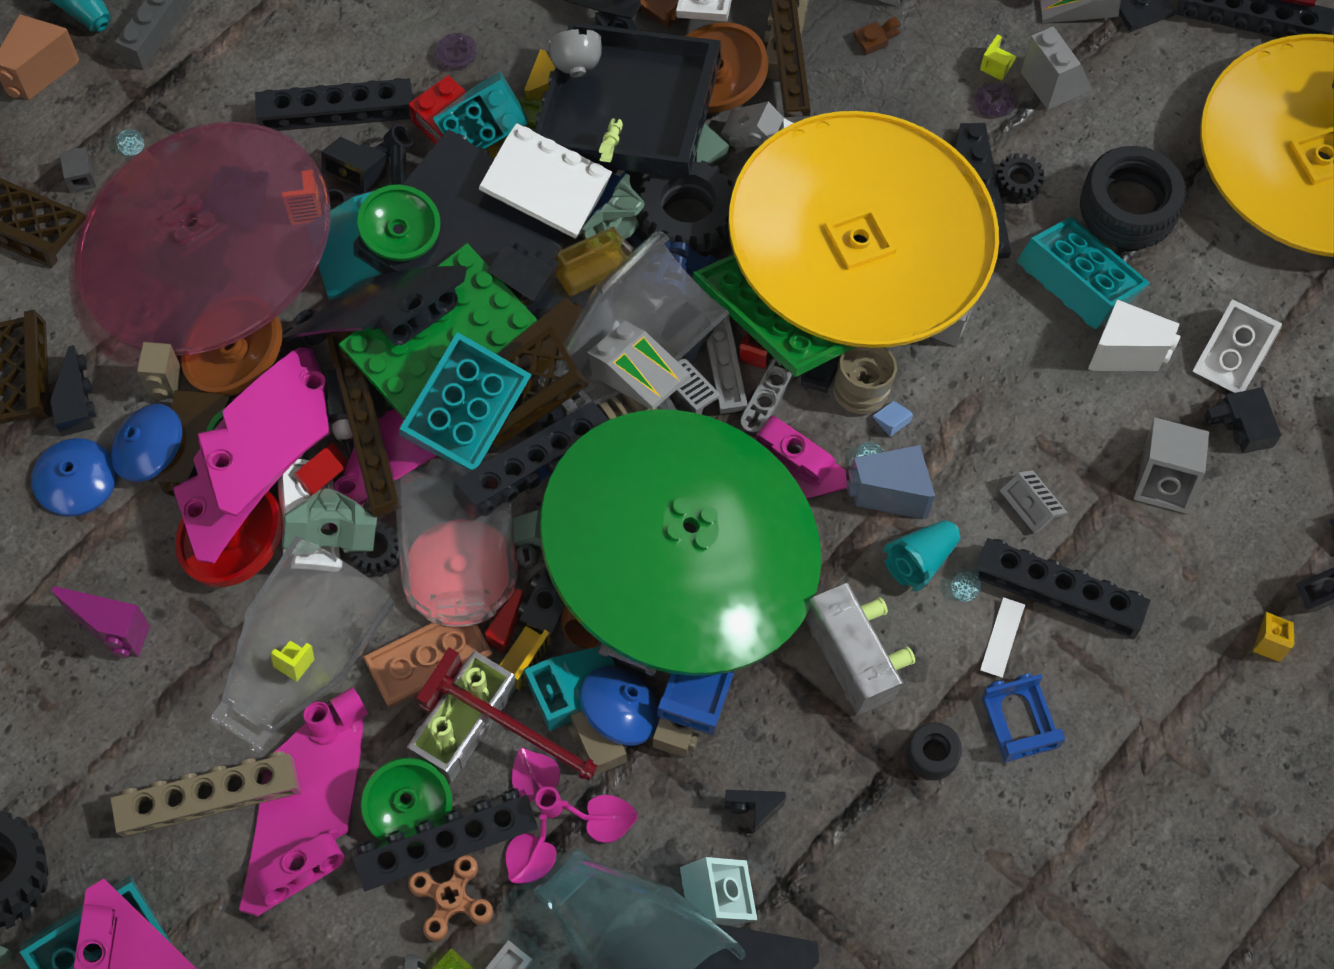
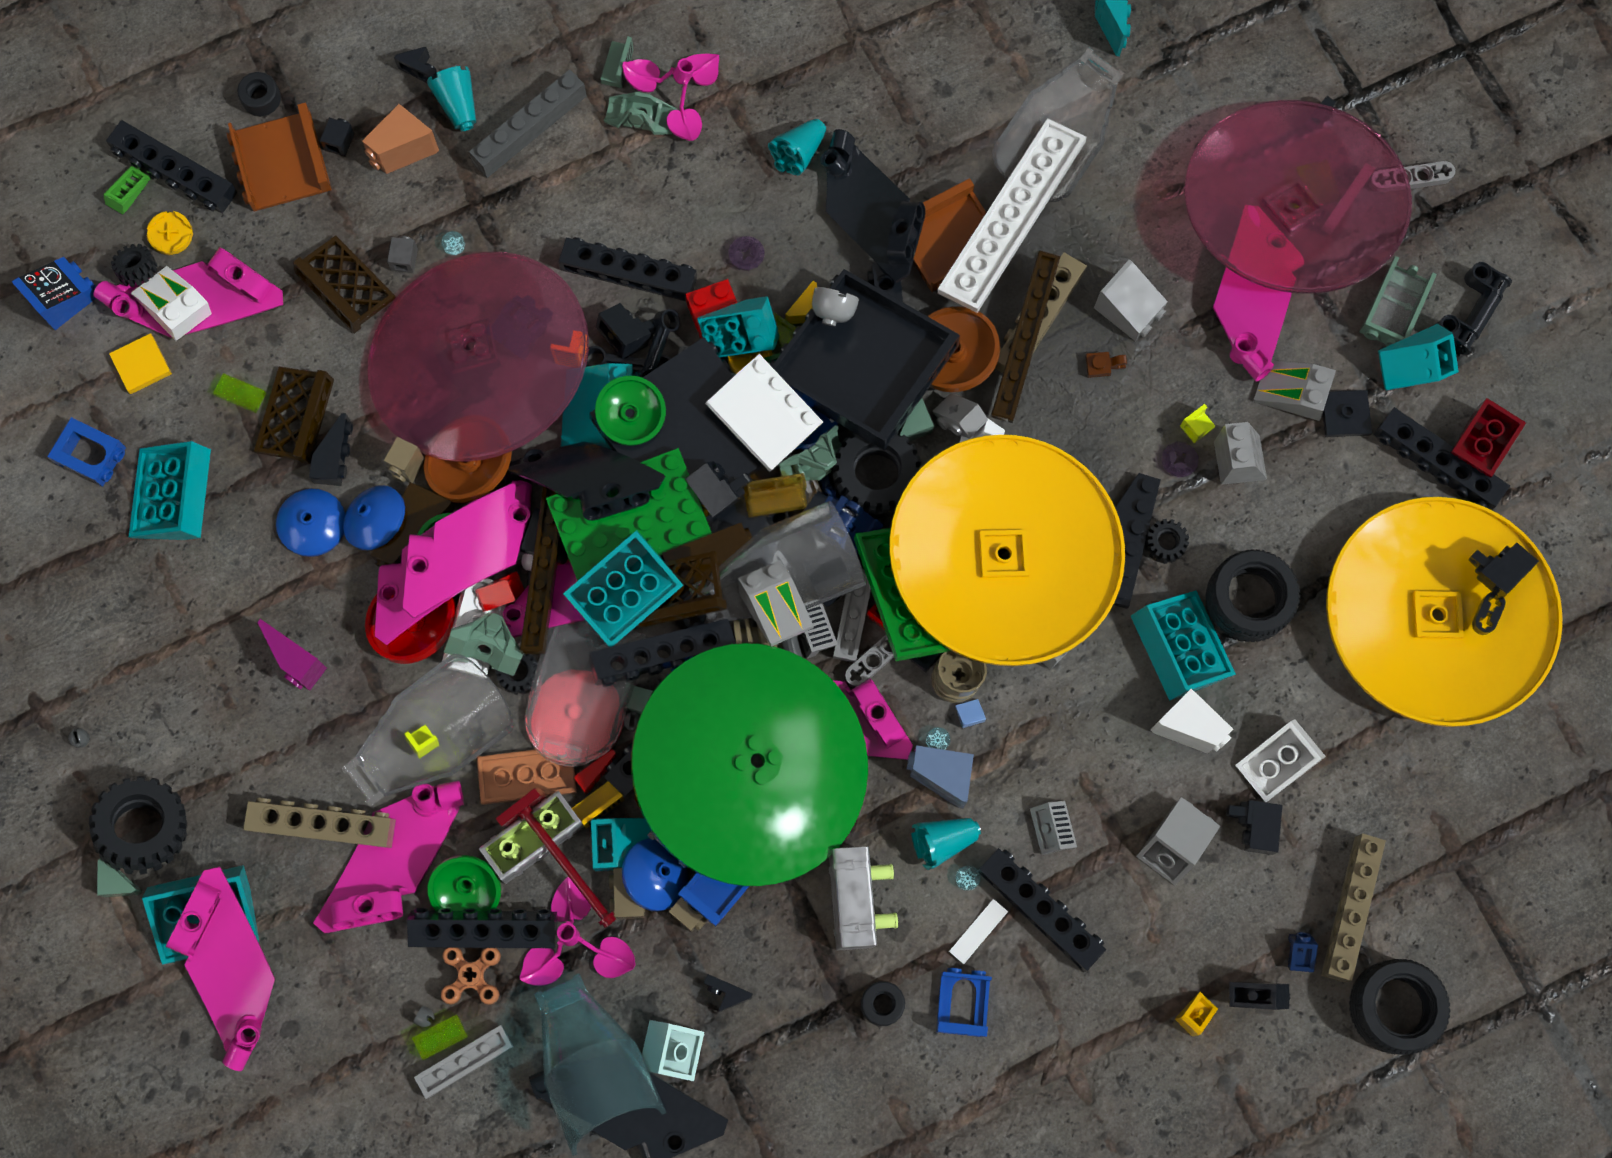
camera: 20 degrees right, 10 degrees up
(610, 140) = (830, 396): yellowish green piece -> none

